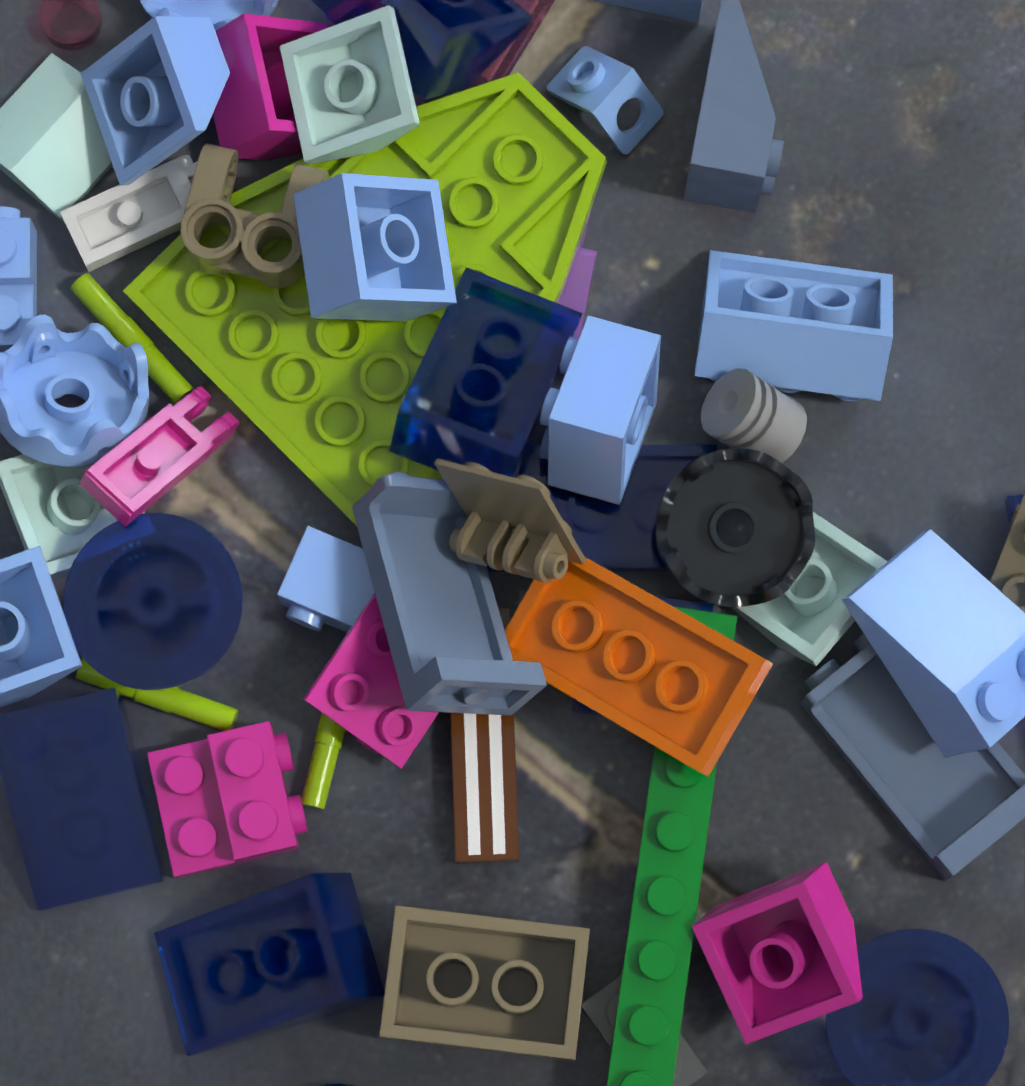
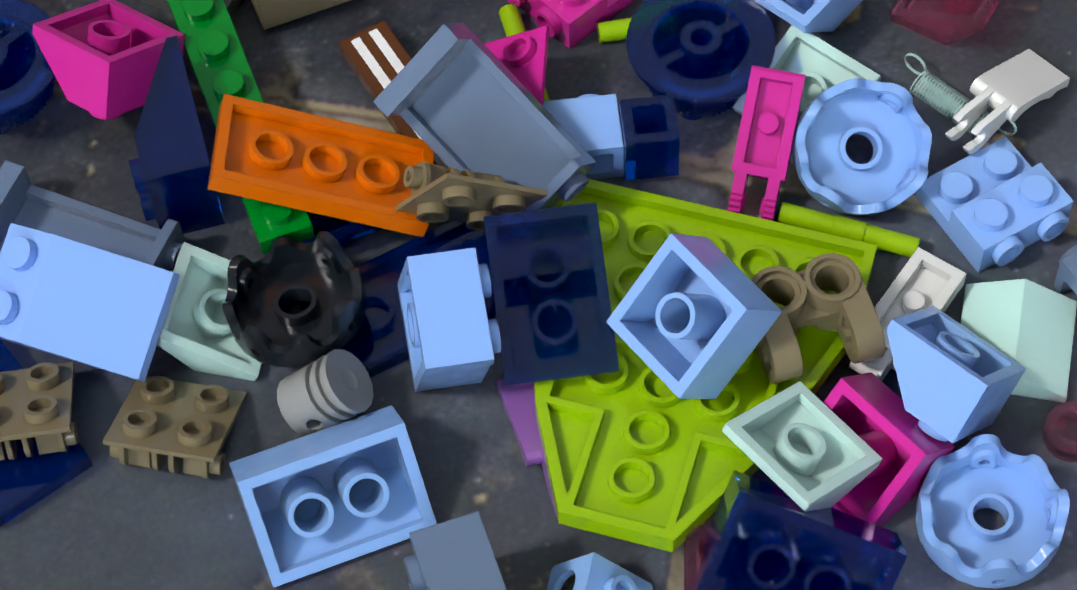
camera: 155 degrees right, 20 degrees down
(269, 529) = (650, 137): none -> clear blue brick
(775, 764) = (172, 151): none -> clear blue slope
(905, 483) = (176, 421): none -> dark tan hinge

